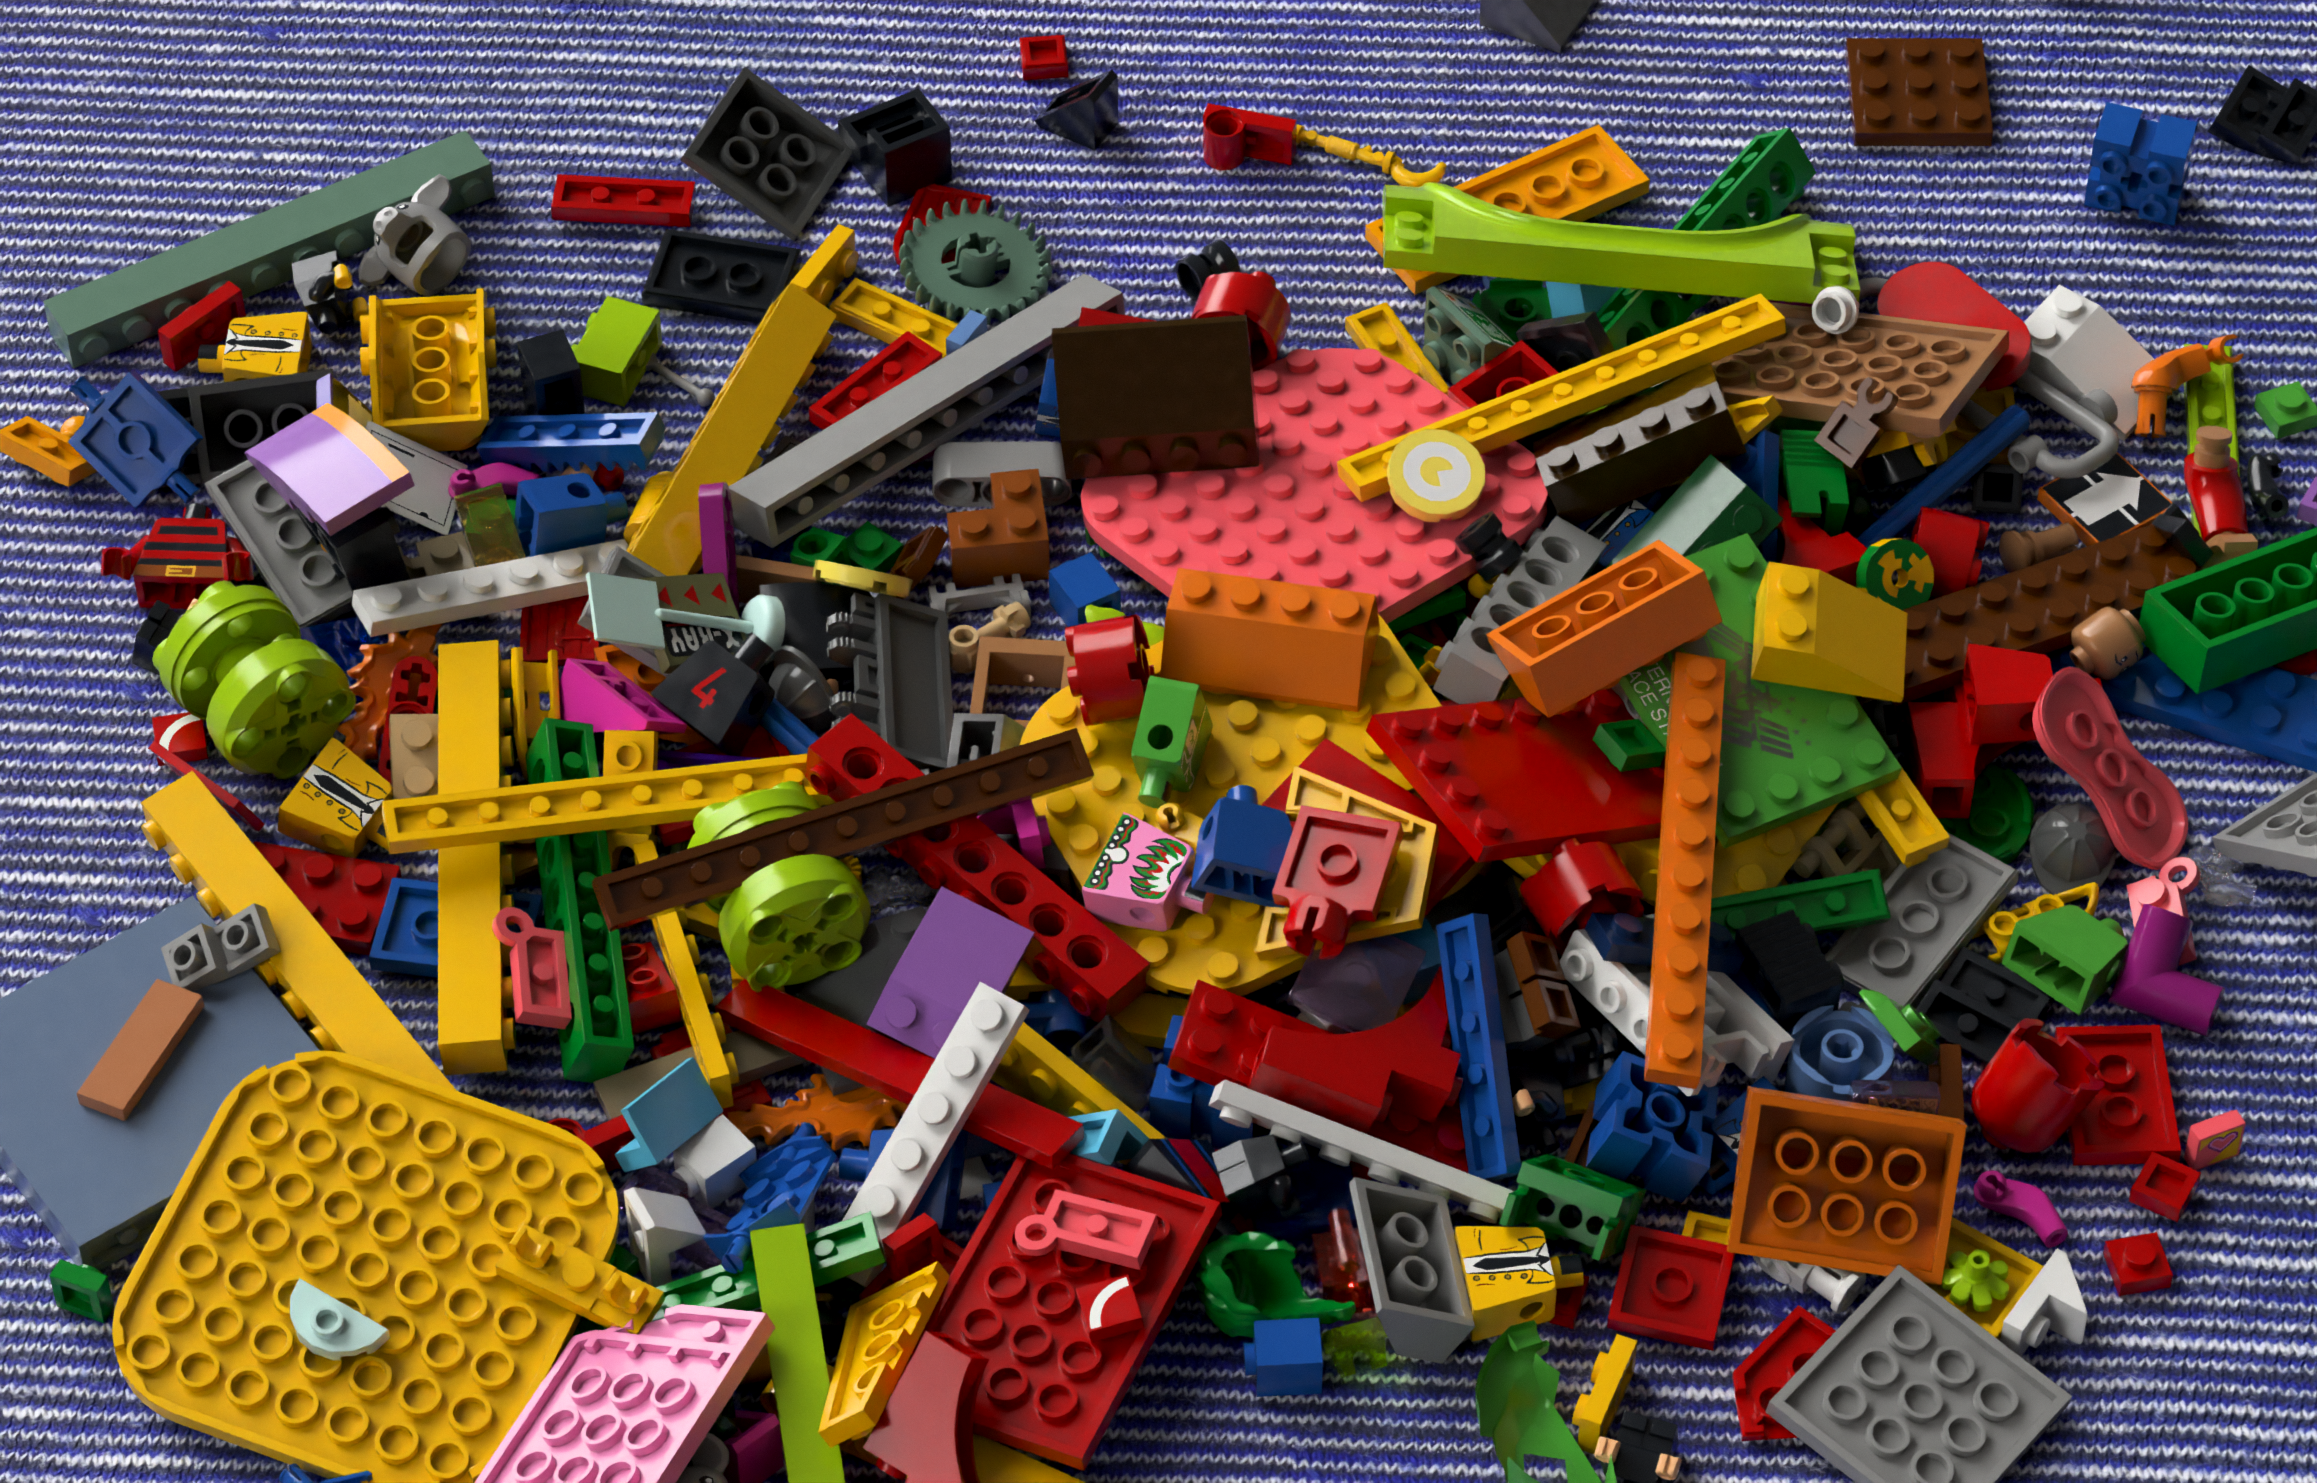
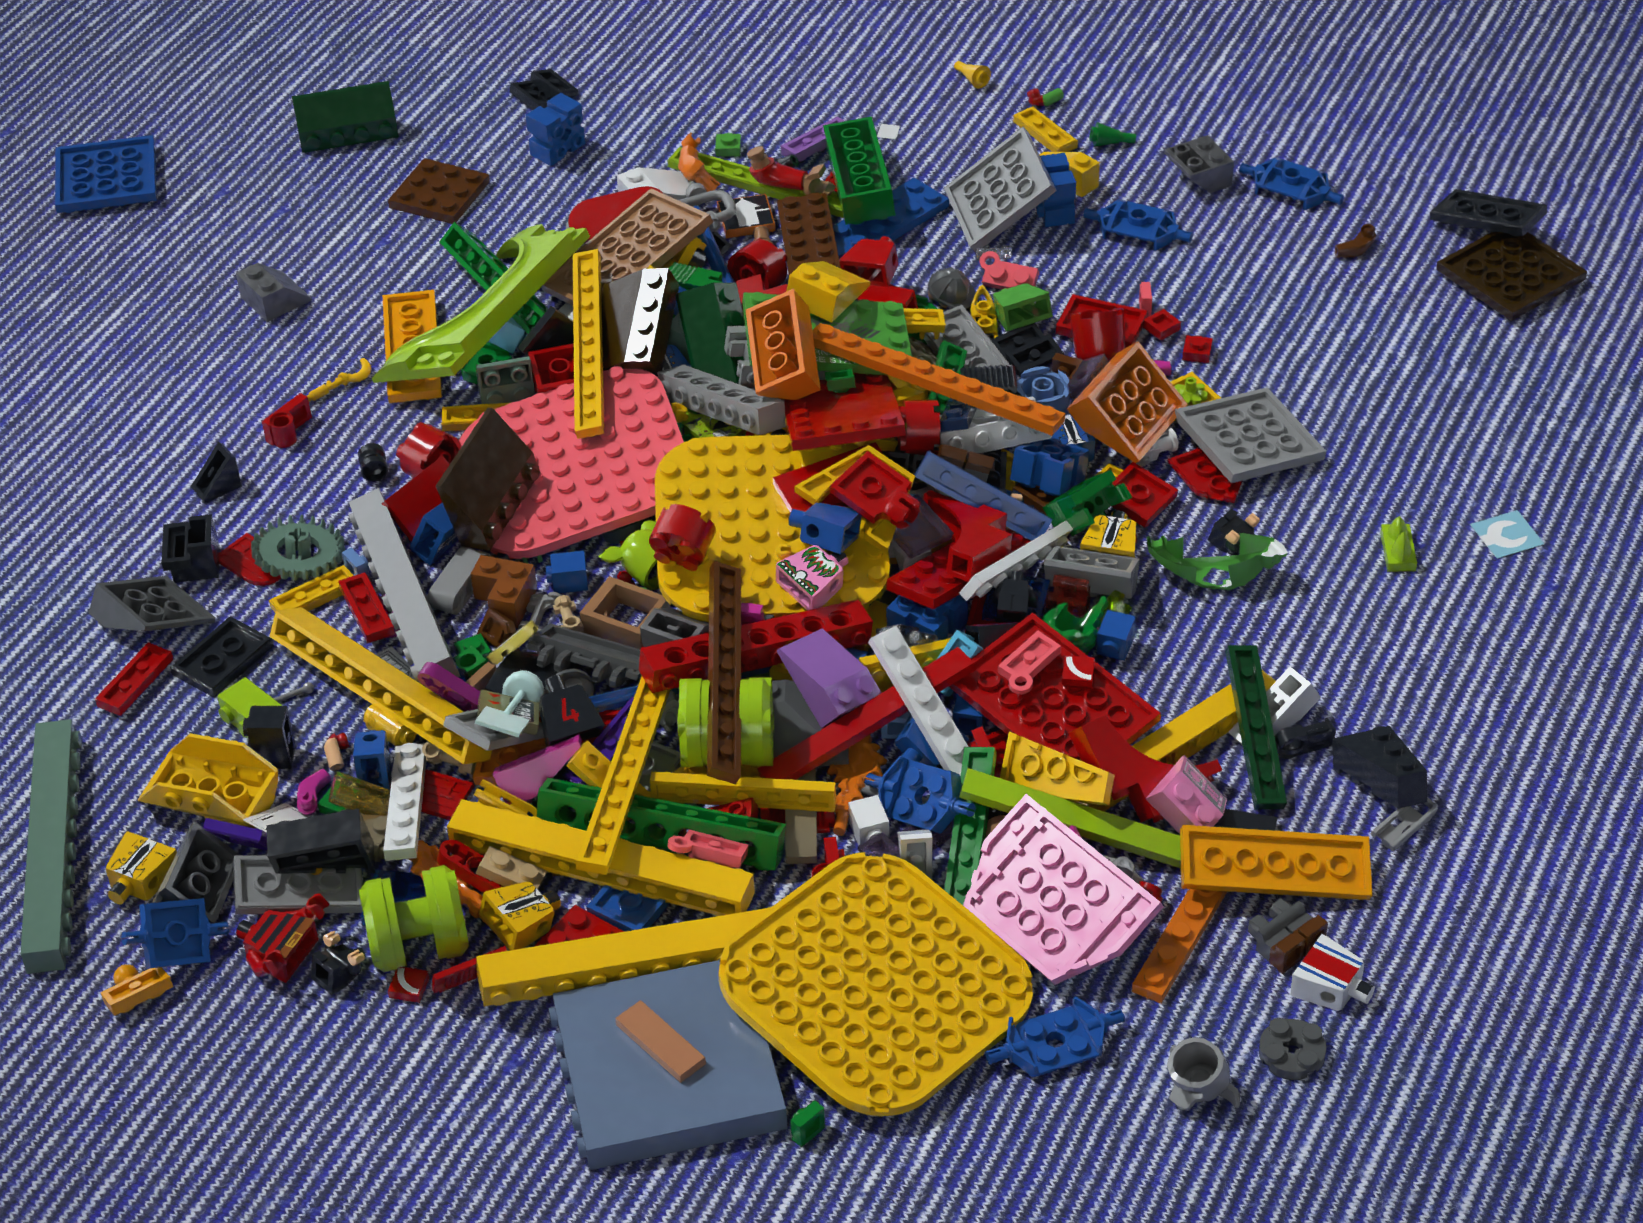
camera: 65 degrees left, 5 degrees down
(200, 324) = (87, 891): red plate -> none
(217, 953) = (613, 981): light grey slope -> none
(324, 289) = (108, 825): black piece -> none
(330, 468) = (305, 818): slope -> none
(331, 1326) = (911, 1001): light aqua plate -> none
(417, 242) = (106, 770): light grey piece -> none
(573, 440) = (320, 736): blue gear -> none
(578, 1281) = (937, 885): yellow plate -> none
(667, 1116) = (846, 824): medium azure panel -> none
(829, 265) = (255, 606): yellow plate -> none
(1043, 57) = (159, 484): red tile -> none
(1170, 739) = (741, 530): bright green torso -> none
(1269, 639) = (701, 470): orange slope -> none
(1436, 475) = (615, 395): light yellow tile -> none
(1488, 546) = (674, 391): black wheel -> none
(1611, 1378) = (1195, 537): yellow plate -> none
(1835, 309) = (592, 239): white plate -> none
(1852, 429) = (686, 249): plate -> none
(1909, 1028) = (1041, 357): bright green plate -> none
(1913, 571) = (771, 272): green piece -> none
(2048, 1303) = (1214, 374): white slope -> none
(2107, 643) = (847, 230): medium nougat head -> none
(2131, 794) = (934, 253): coral plate -> none
(2150, 979) = (1058, 284): magenta brick -> none
(2182, 535) = (799, 188): black slope -> none

